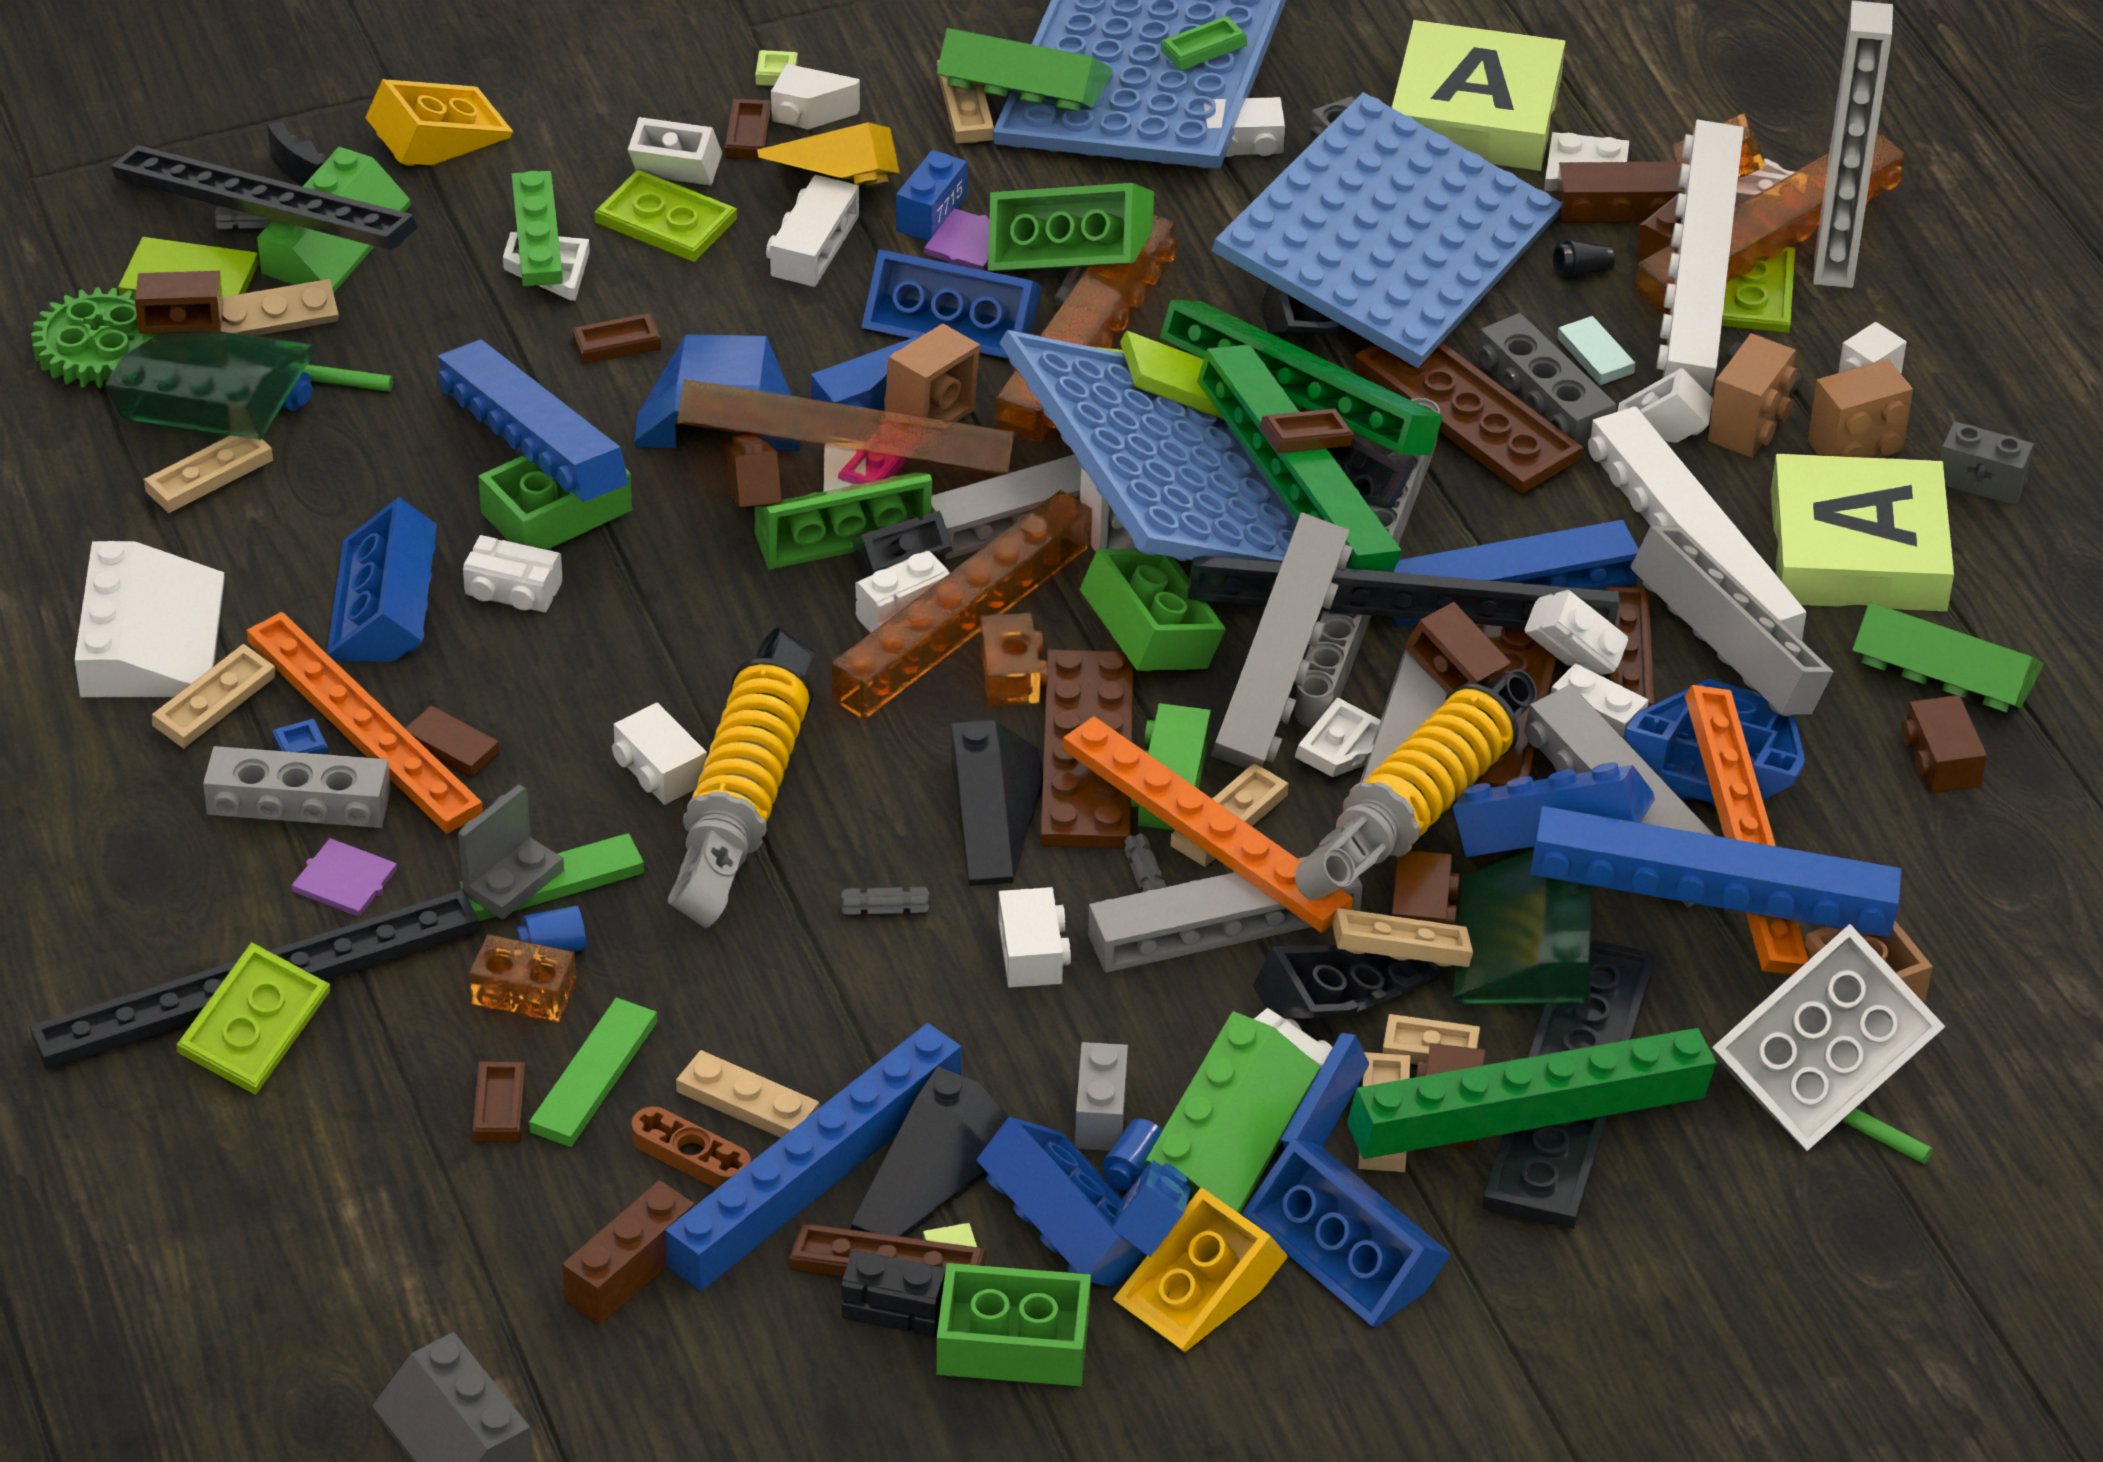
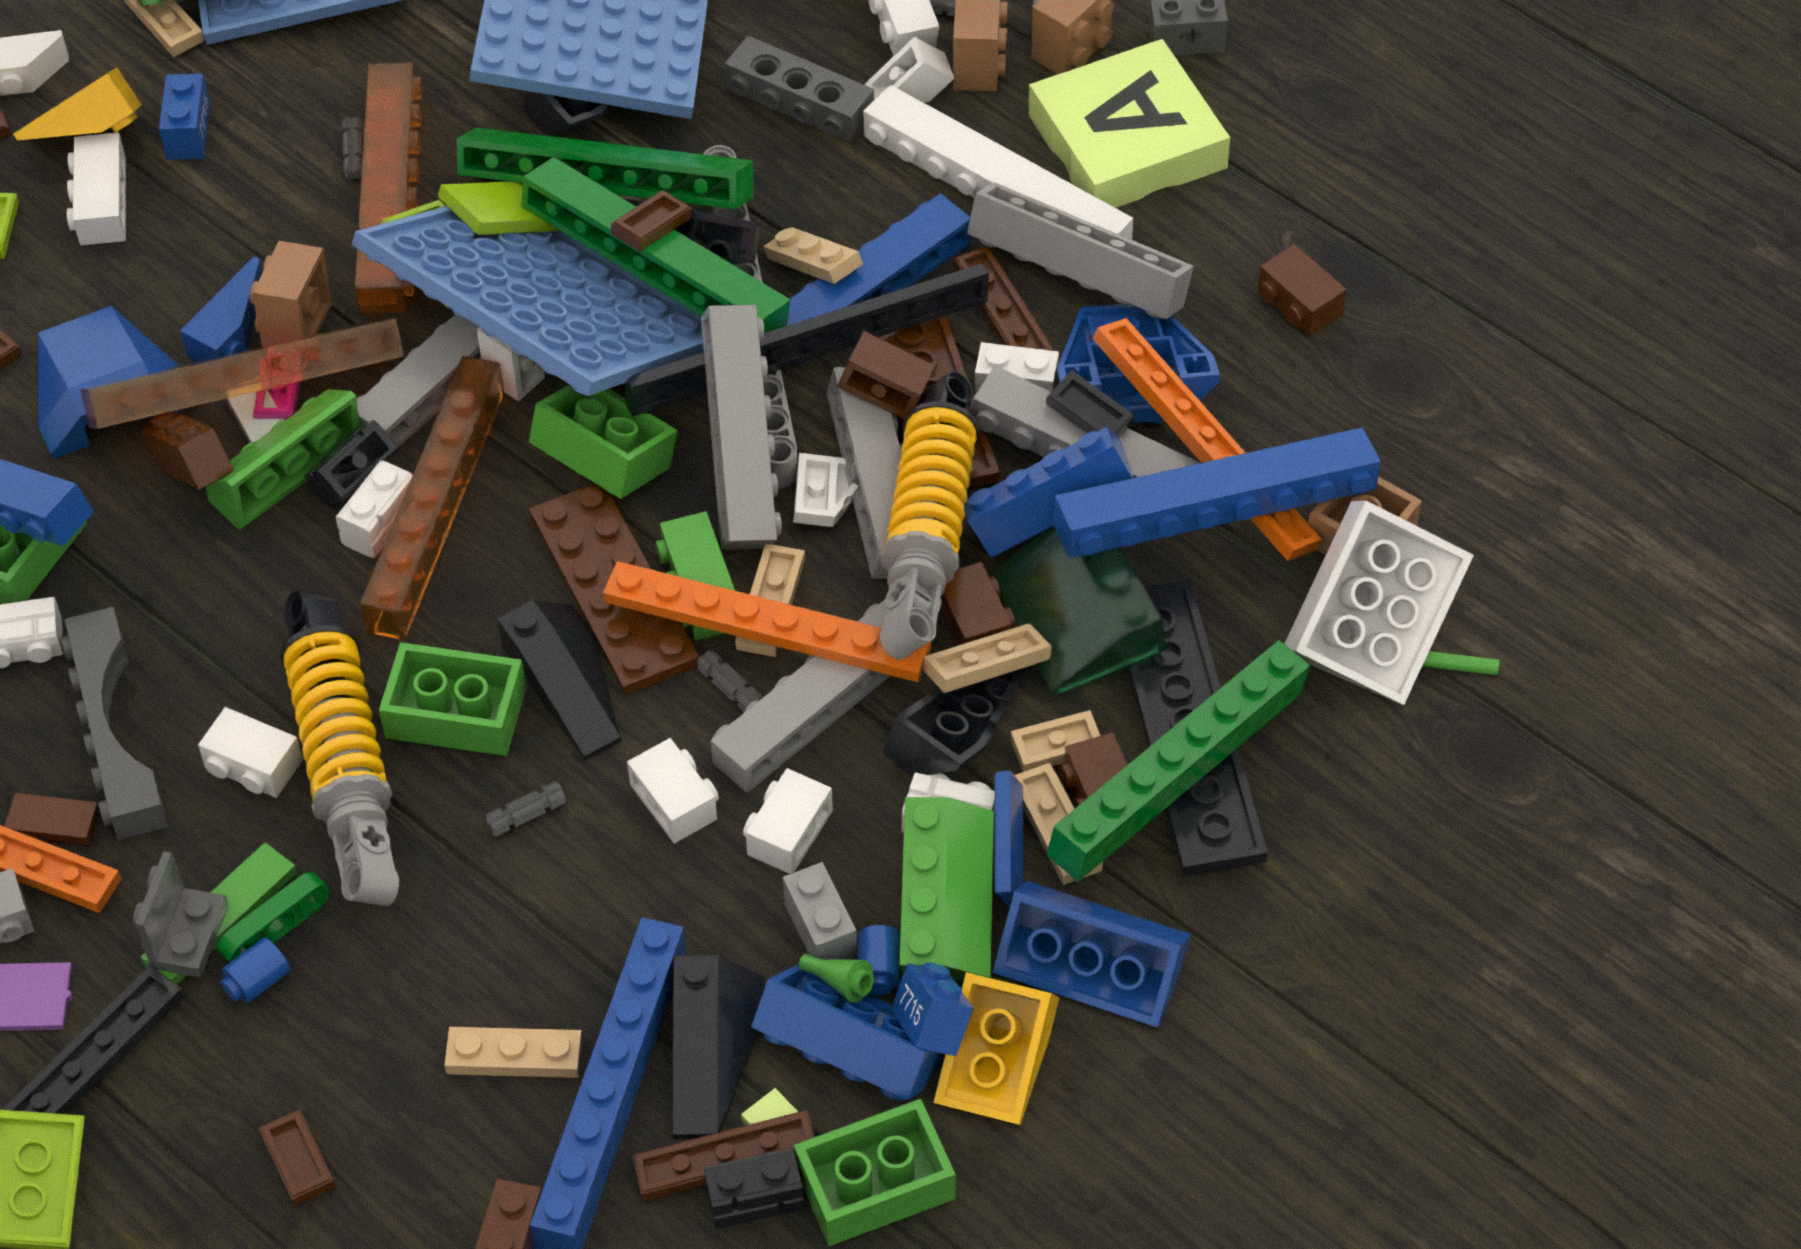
camera: 25 degrees left, 10 degrees up
(523, 978) = (251, 1018): clear orange brick -> none
(571, 623) = (130, 787): none -> dark grey arch
(593, 1072) = (364, 1090): bright green tile -> none
(626, 882) = (276, 915): none -> green beam
(682, 1132) = (506, 1141): dark orange beam -> none
(871, 778) = (453, 699): none -> bright green brick
(920, 294) = (257, 212): blue slope -> none
(961, 240) = (235, 144): medium lavender piece -> none
(1011, 659) = (504, 531): clear orange brick -> none
(1068, 226) = (328, 104): bright green slope -> none
(1092, 1153) = (848, 977): none -> bright green cone
(1125, 1004) = (788, 820): none -> white brick
(1460, 528) = (812, 255): none -> tan plate
(1477, 414) = (779, 143): reddish brown plate -> none
(1576, 633) = (966, 315): white brick -> none
(1596, 350) = (820, 43): light aqua tile -> none
(1636, 744) = (1088, 406): none -> black tile
(1947, 656) = (1259, 211): bright green slope -> none

